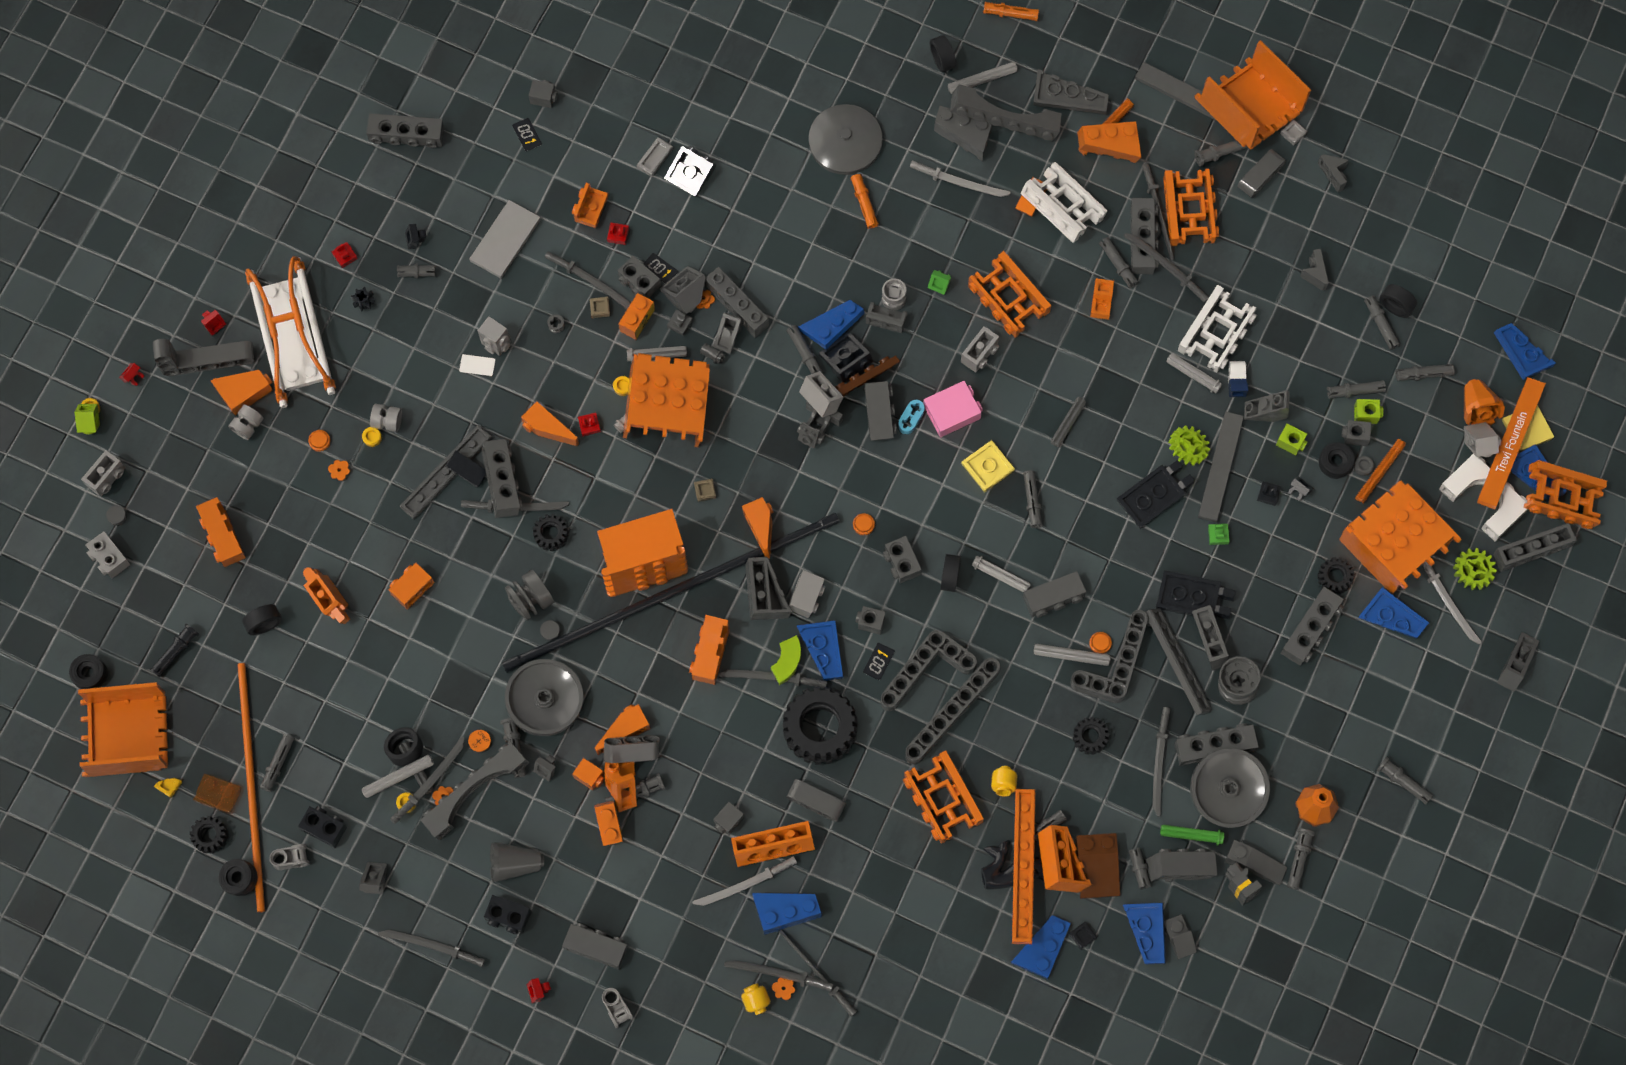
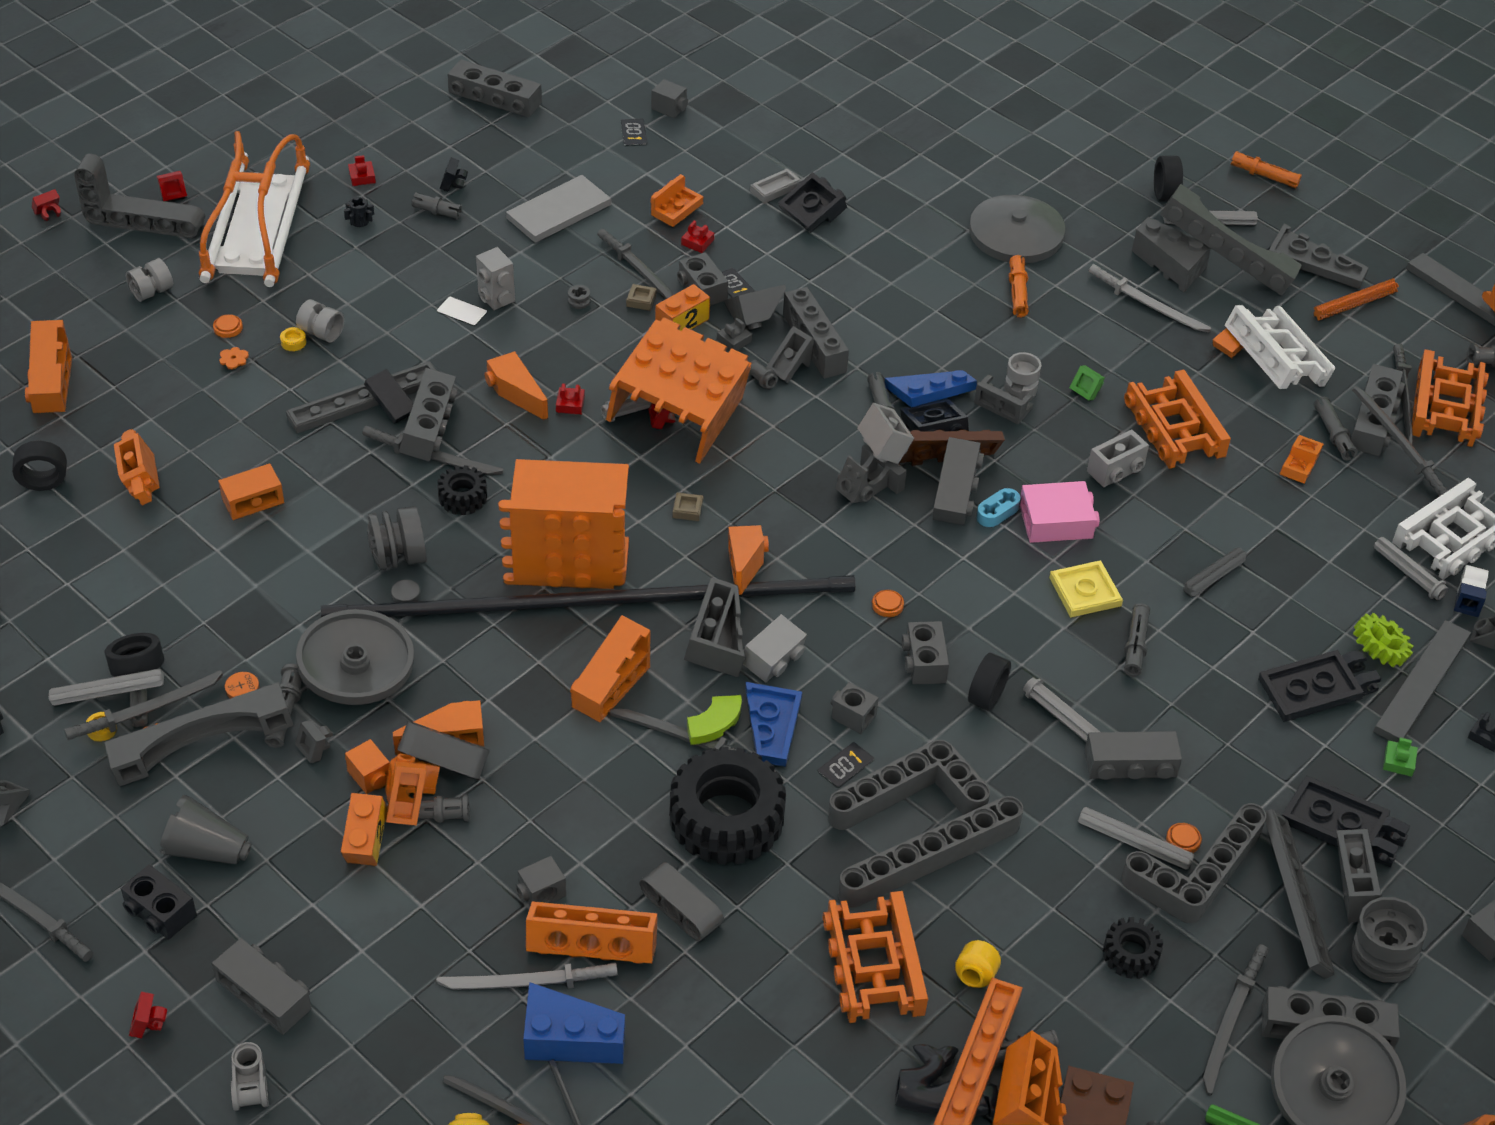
camera: 15 degrees right, 25 degrees down
(242, 388) = (175, 248): orange slope -> none
(705, 303) = (775, 325): orange plant -> none
(1111, 139) = (1360, 302): orange wedge -> none

